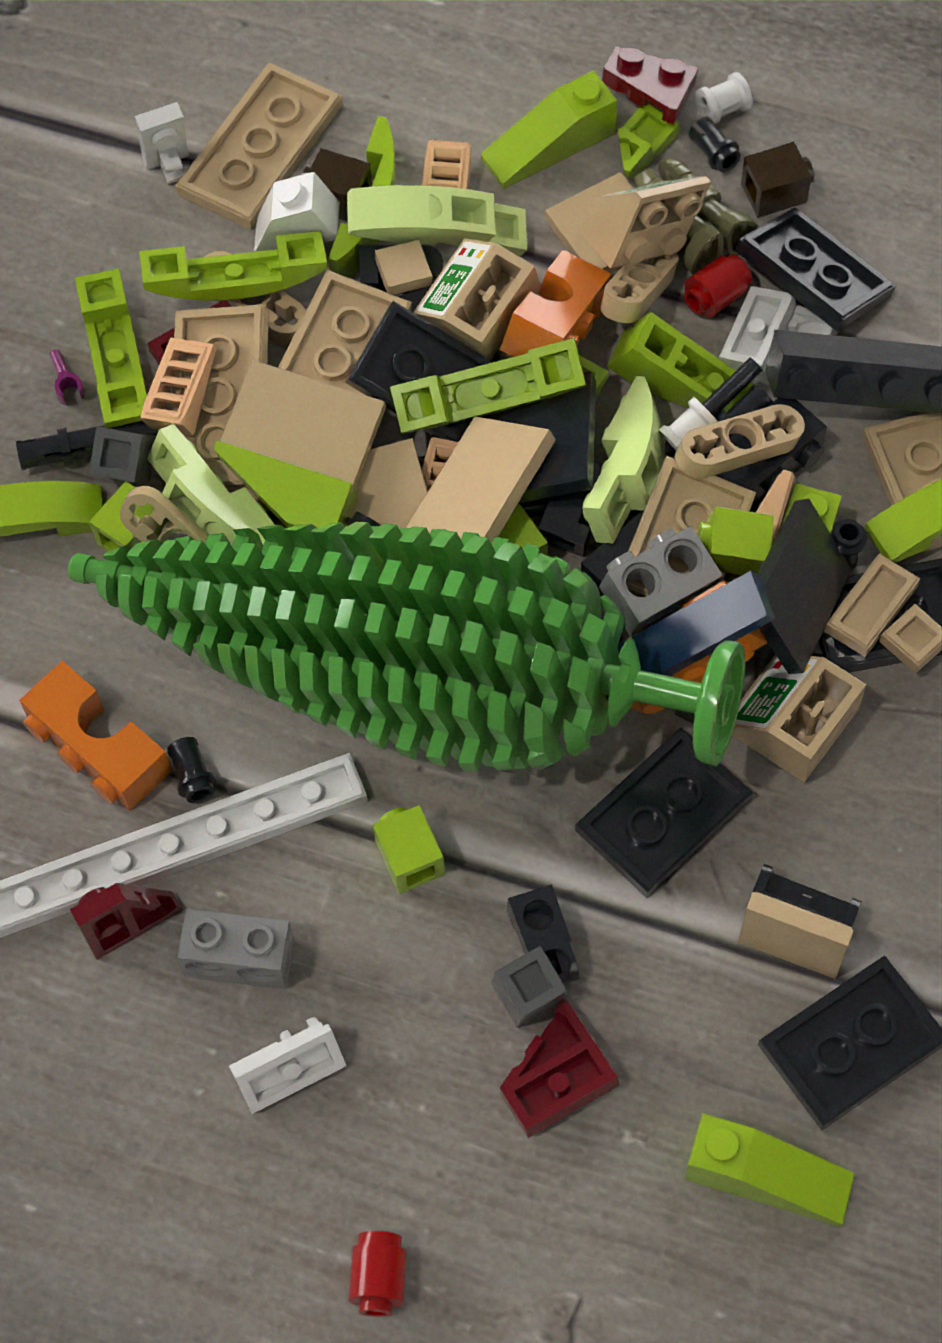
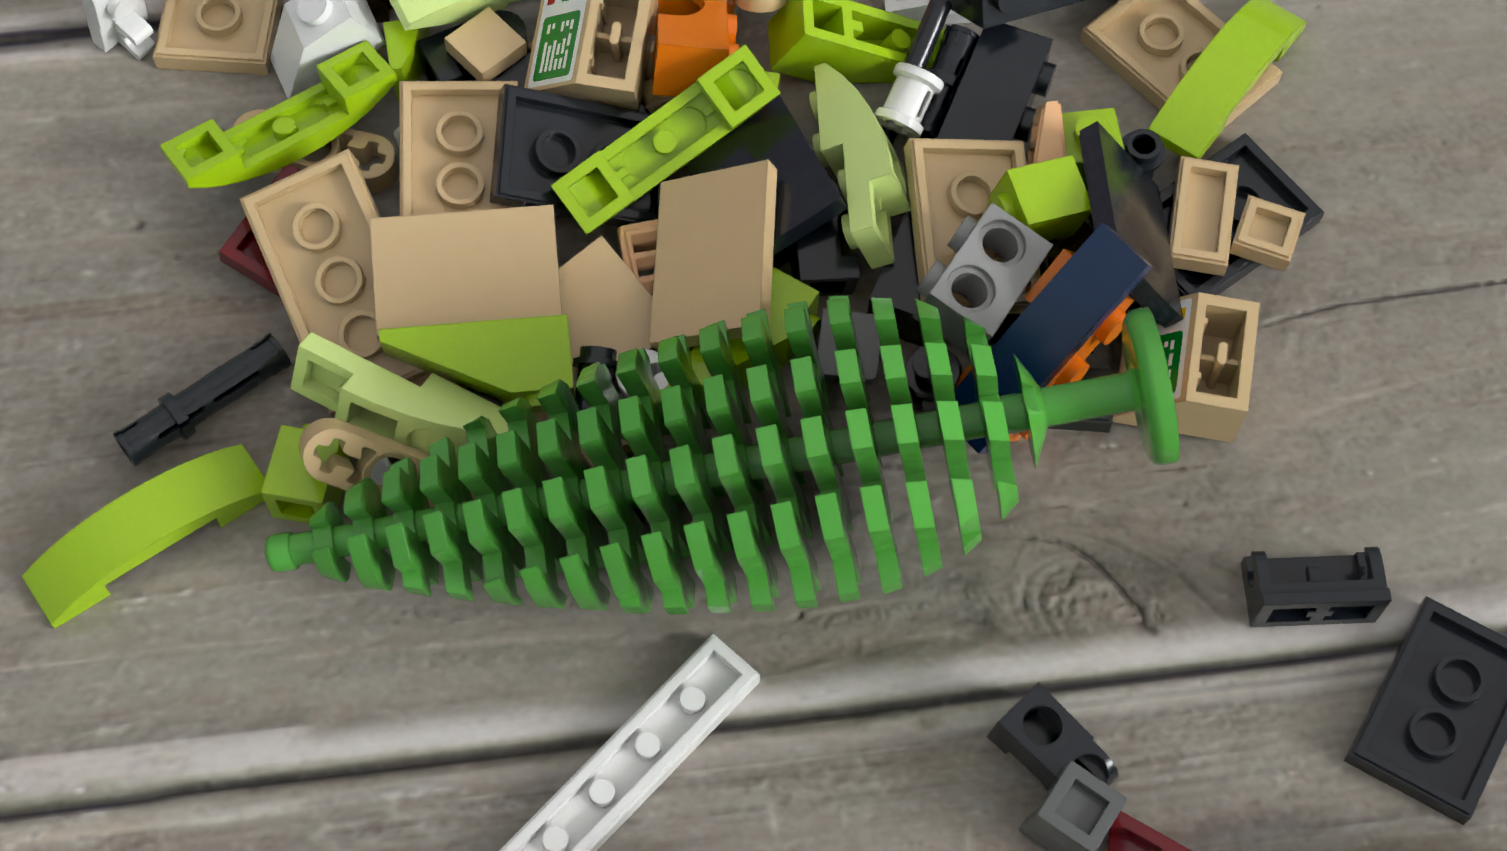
camera: 30 degrees left, 0 degrees up
(64, 377) = (132, 334): magenta hand -> none
(112, 347) = (177, 277): lime slope -> none
(121, 455) = (258, 396): dark grey panel -> none
(122, 765) = (447, 773): orange arch -> none
(186, 417) = (290, 333): light nougat slope -> none
(195, 781) = (539, 741): black pin -> none
(408, 848) = (844, 714): lime brick -> none
(662, 813) = (1100, 544): black tile -> none
(728, 456) = (974, 109): tan beam -> none
(795, 934) = (1335, 616): tan tile -> none

